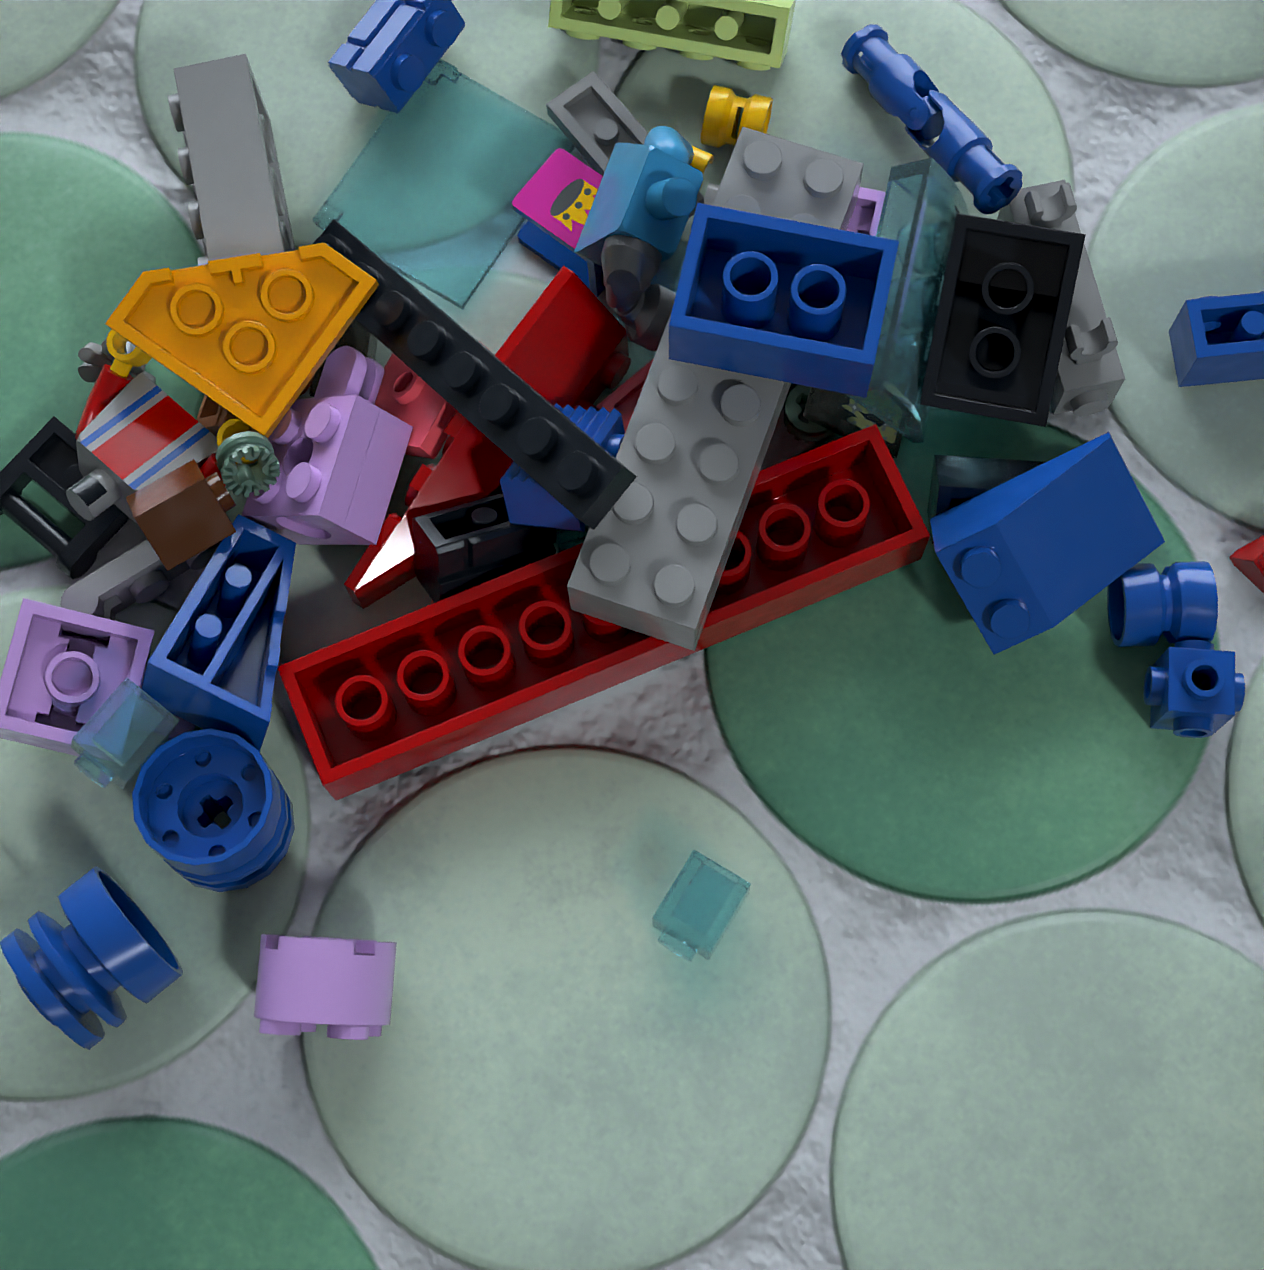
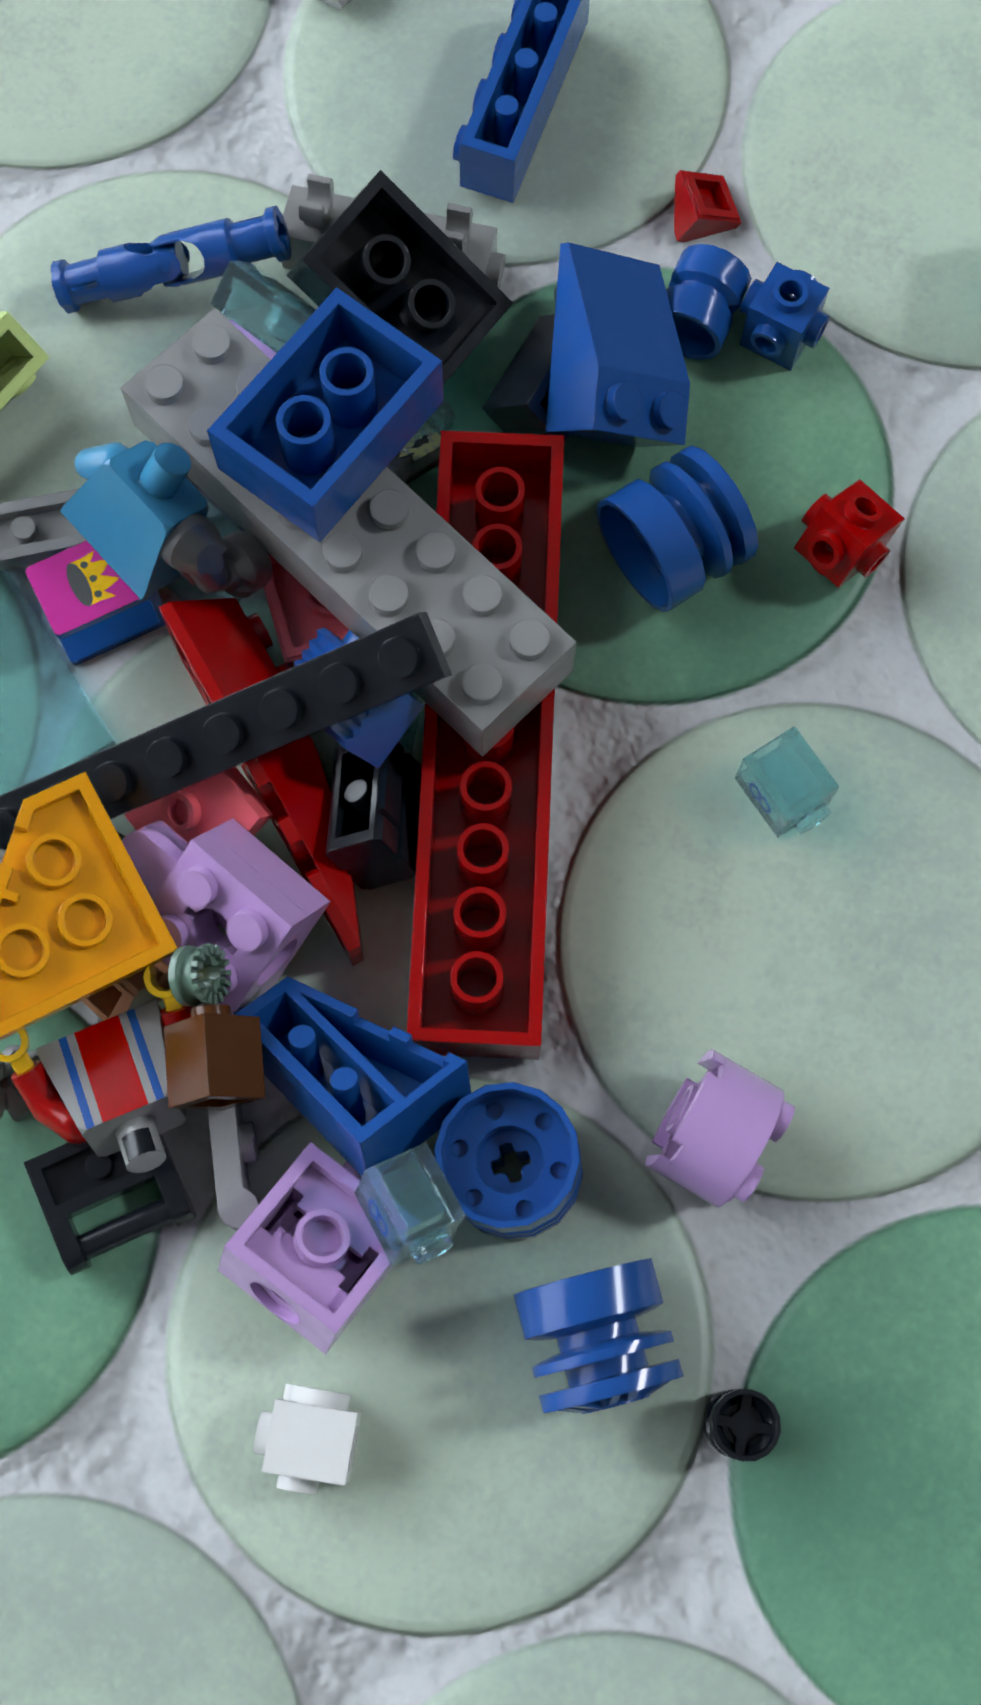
camera: 70 degrees left, 0 degrees up
(59, 1126) = (754, 1425): none -> black wheel
(724, 112) = (73, 420): yellow wheel -> none
(897, 685) = (678, 528): none -> blue wheel
(986, 852) = (848, 533): none -> red brick

